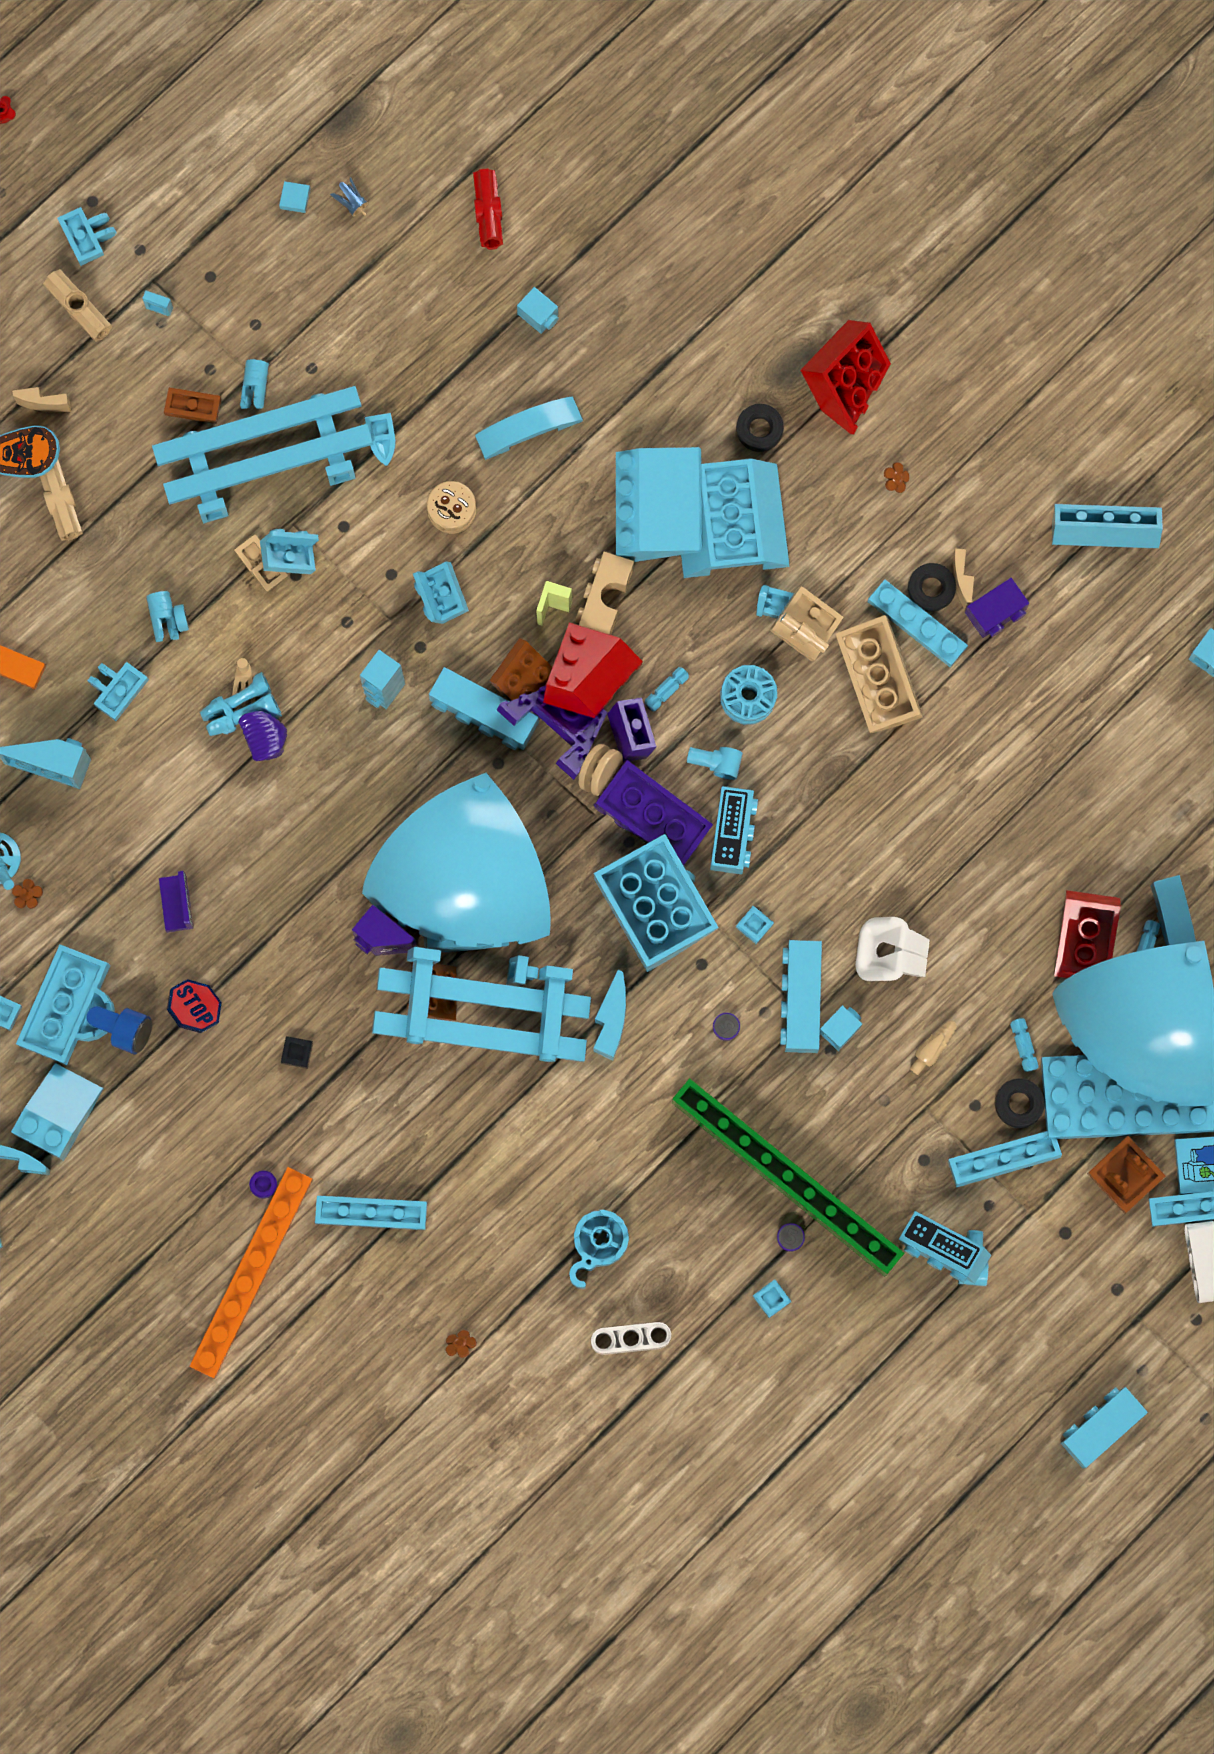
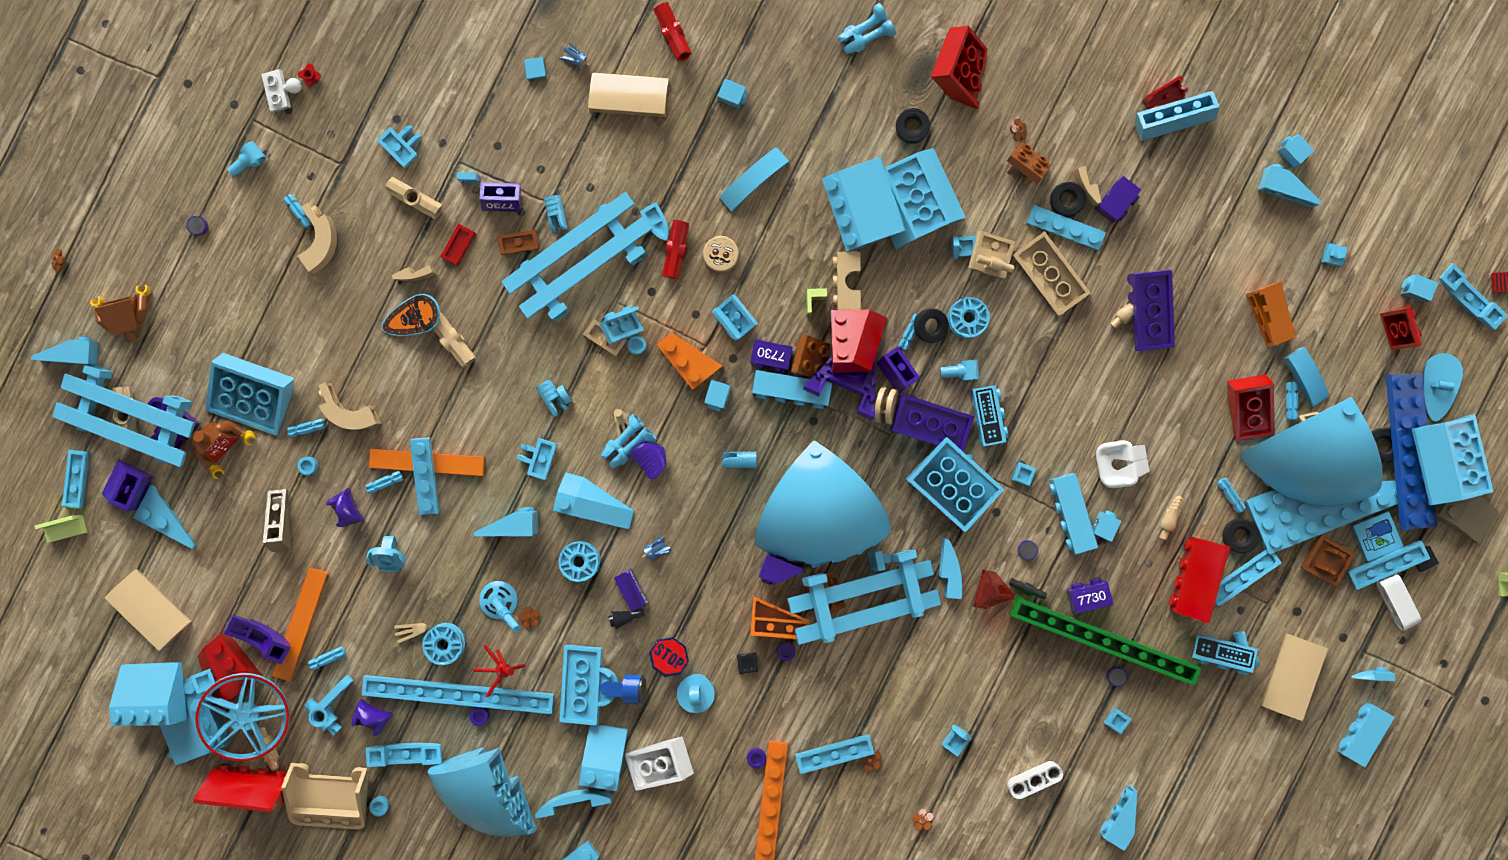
camera: 15 degrees left, 10 degrees up
(112, 383) = (458, 245): none -> red tile
(115, 825) = (567, 561): none -> medium azure wheel
(129, 1145) = (659, 764): none -> white slope
(147, 934) = (620, 618): none -> black cone
(159, 765) = (585, 500): none -> medium azure wedge
(190, 340) = (500, 197): none -> brick
(212, 1069) = (695, 693): none -> medium azure tile
(221, 857) = (656, 548): none -> flat silver piece
(299, 587) = (637, 345): none -> medium azure tile
(350, 1005) = (773, 621): none -> orange wedge
(354, 1053) = (786, 651): none -> dark purple tile
(360, 626) = (689, 362): none -> orange wedge
(382, 779) = (739, 459): none -> medium azure hinge
(394, 481) = (676, 249): none -> red piece
(403, 269) = (628, 95): none -> tan slope
(417, 1240) = (871, 760): none -> dark orange plant
(471, 657) = (771, 355): none -> dark purple brick
(543, 1251) = (956, 740): none -> medium azure tile
(598, 1255) = (995, 732): medium azure piece -> none
(658, 1064) = (991, 591): none -> clear red slope
(679, 688) = (942, 325): none -> black tyre
(709, 1078) = (1028, 588): none -> pearl dark grey bar
(724, 287) = (879, 16): none -> medium azure piece
(729, 1440) = (1121, 824): none -> medium azure slope
(788, 1113) = (1089, 596): none -> dark purple brick
(893, 522) = (1029, 163): none -> dark orange plate
(938, 1132) = (1199, 578): none -> red slope
(966, 757) = (1124, 316): none -> tan piece
(995, 763) = (1152, 309): none -> dark purple hinge
(1031, 1317) = (1294, 677): none -> tan slope
(1104, 493) = (1166, 94): none -> red hinge
(1148, 1351) = (1378, 674): none -> medium azure plate
(1152, 820) = (1272, 314): none -> orange wedge

